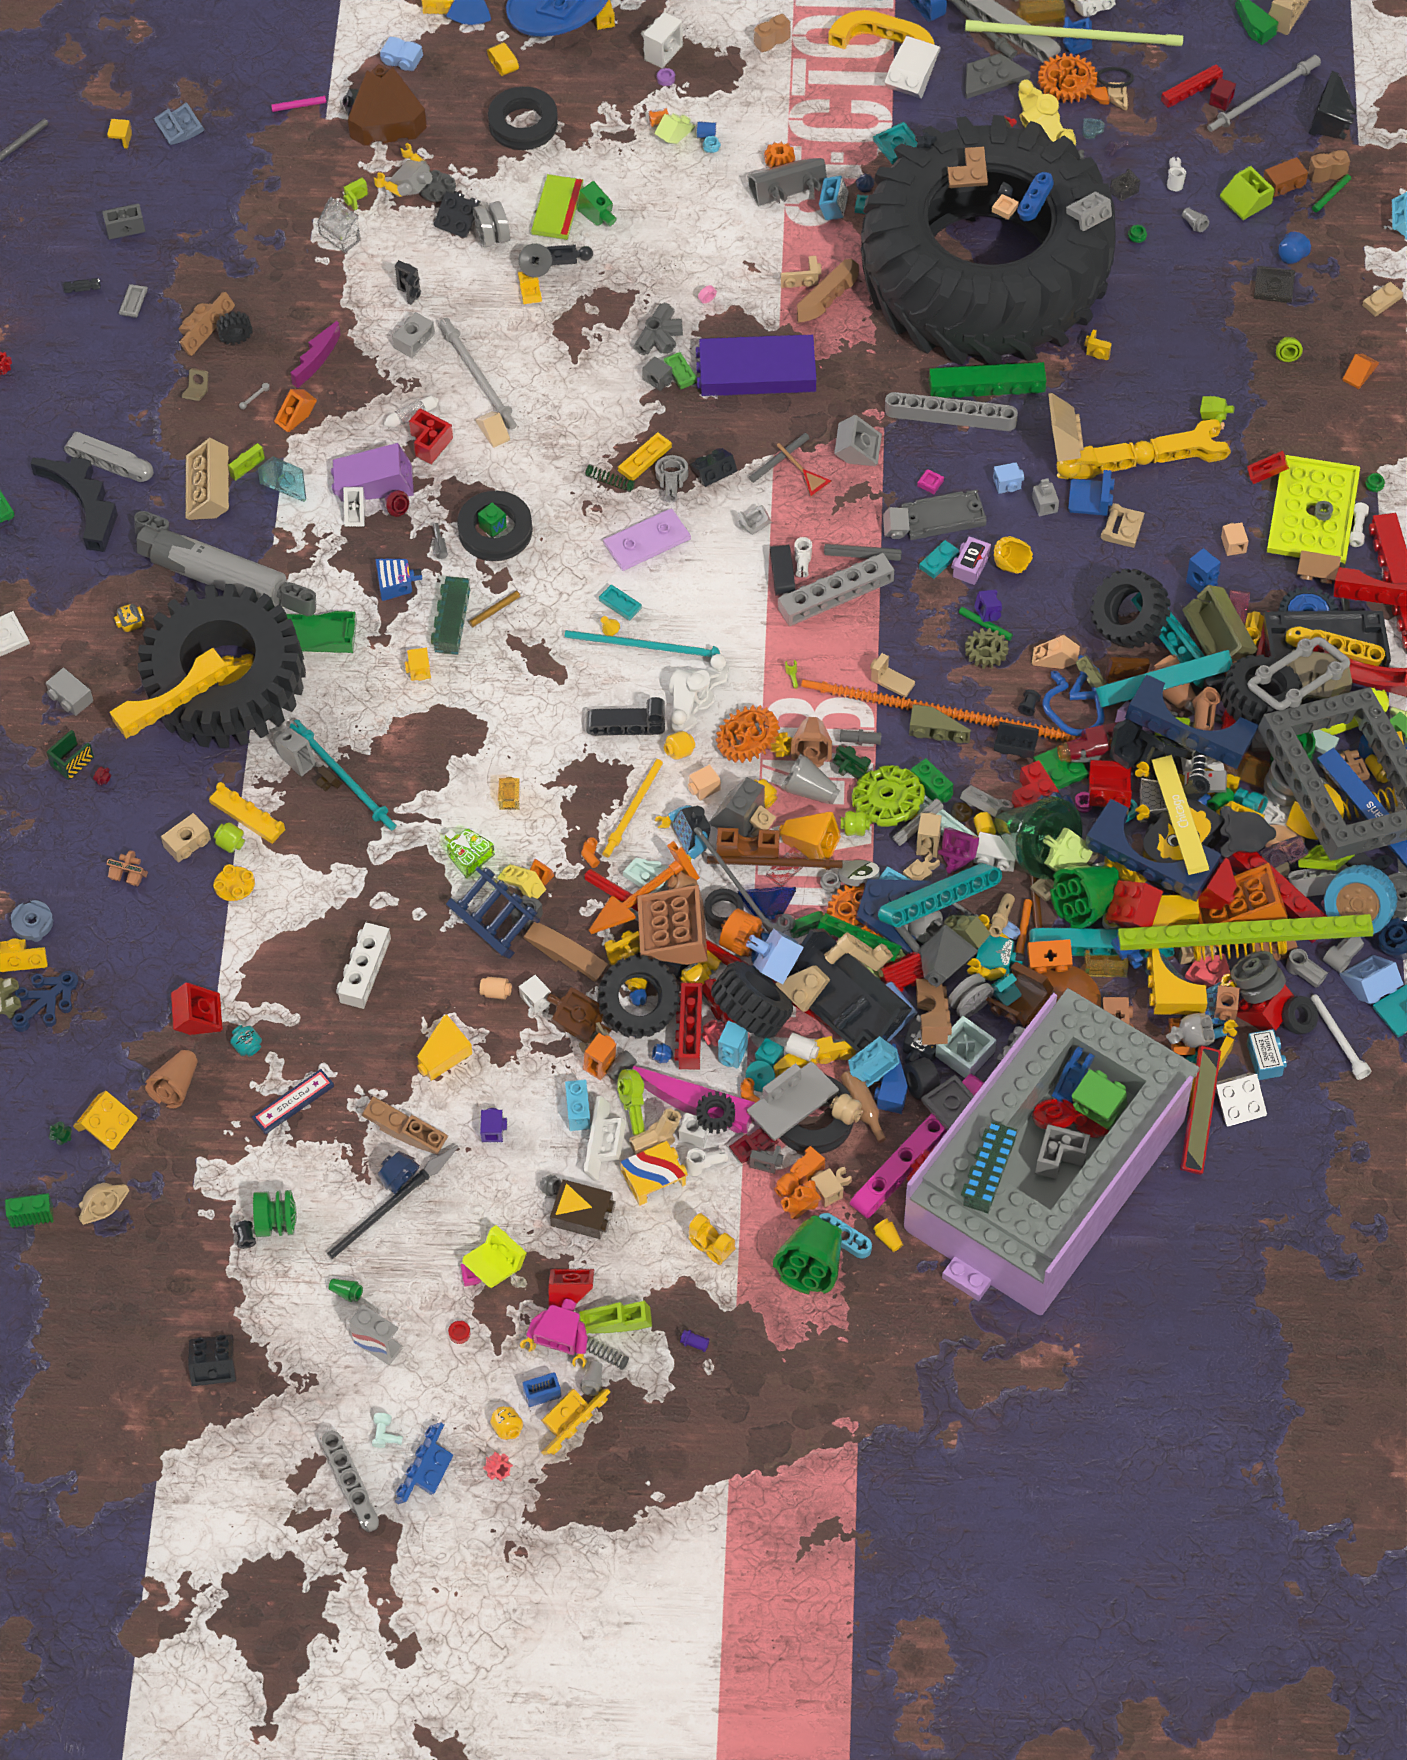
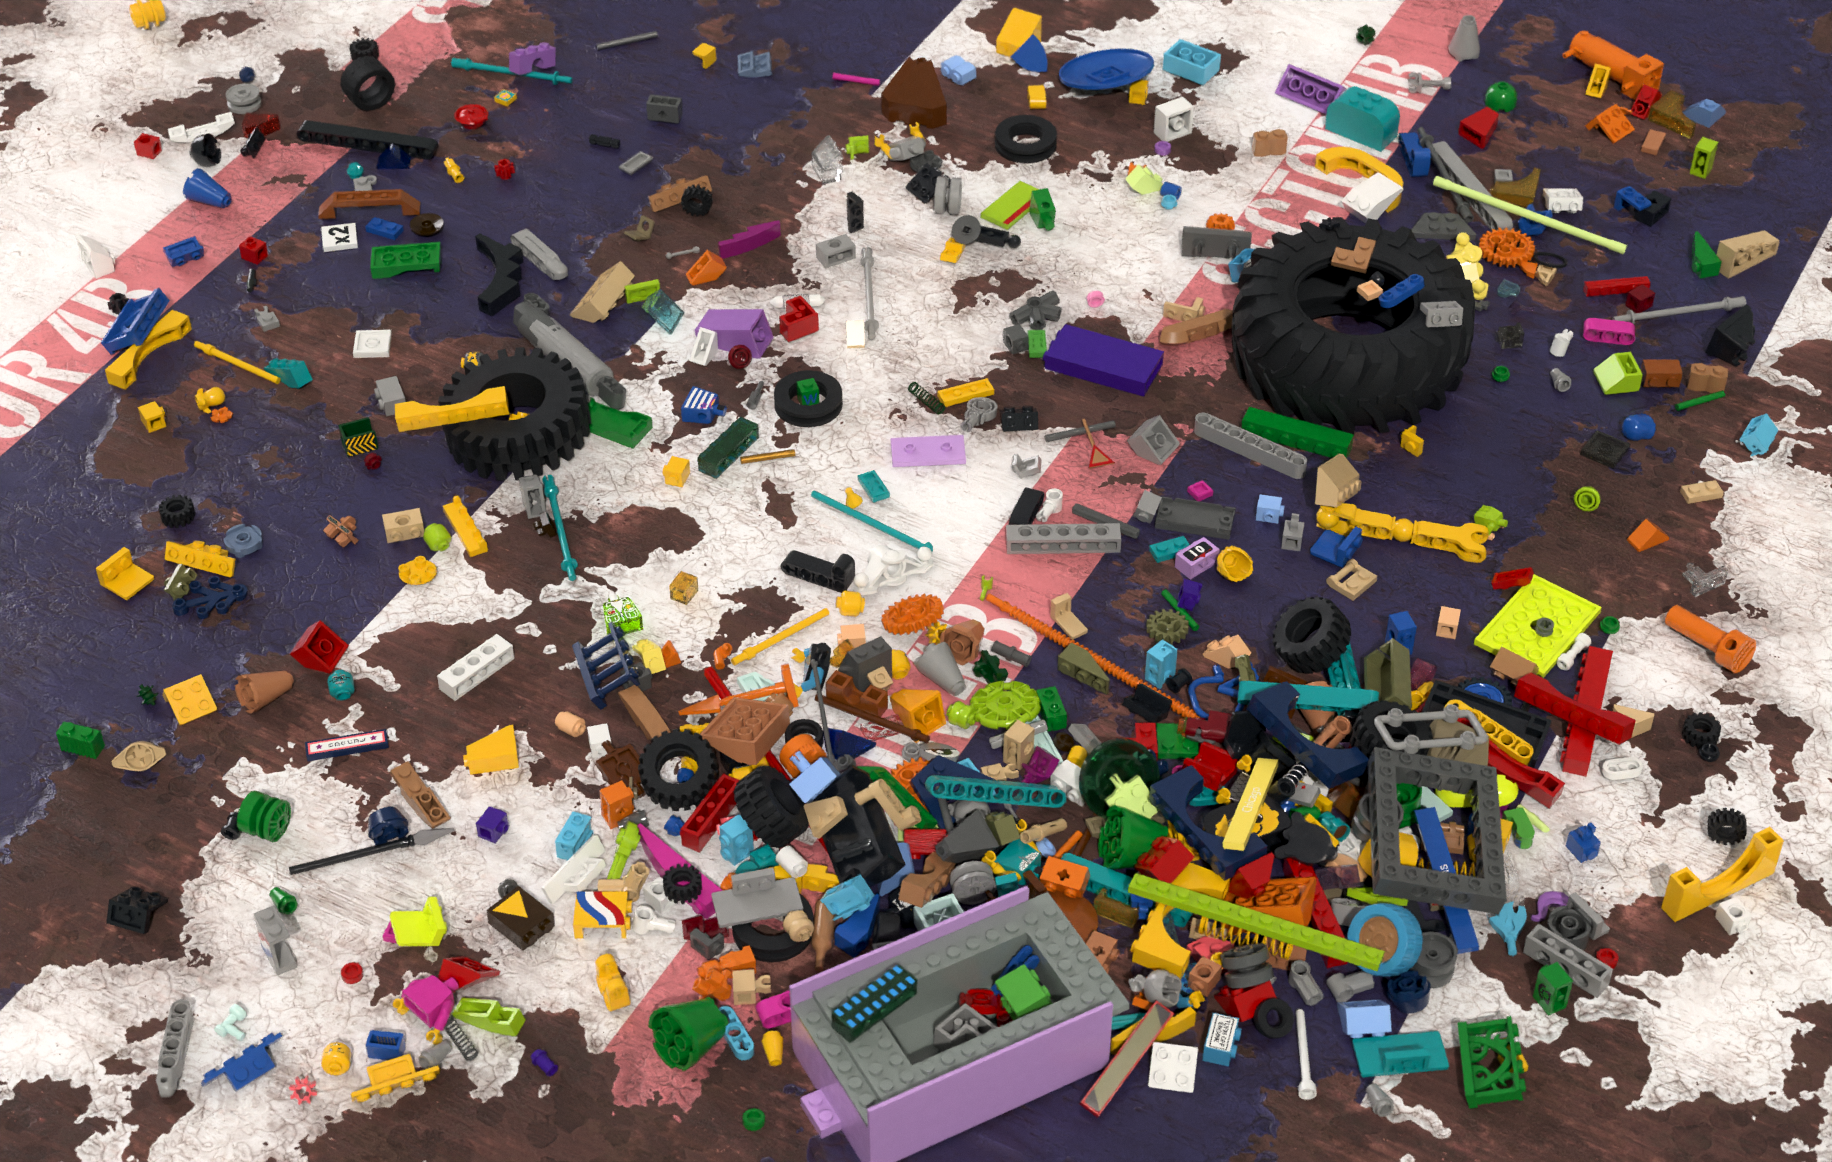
camera: 25 degrees right, 15 degrees down
(709, 802) = (840, 652): none -> clear yellow hair
(910, 1310) = (753, 1119): none -> green tile
(1007, 692) = (1160, 663): none -> medium azure hinge
(1212, 144) = (1609, 331): none -> dark pink beam

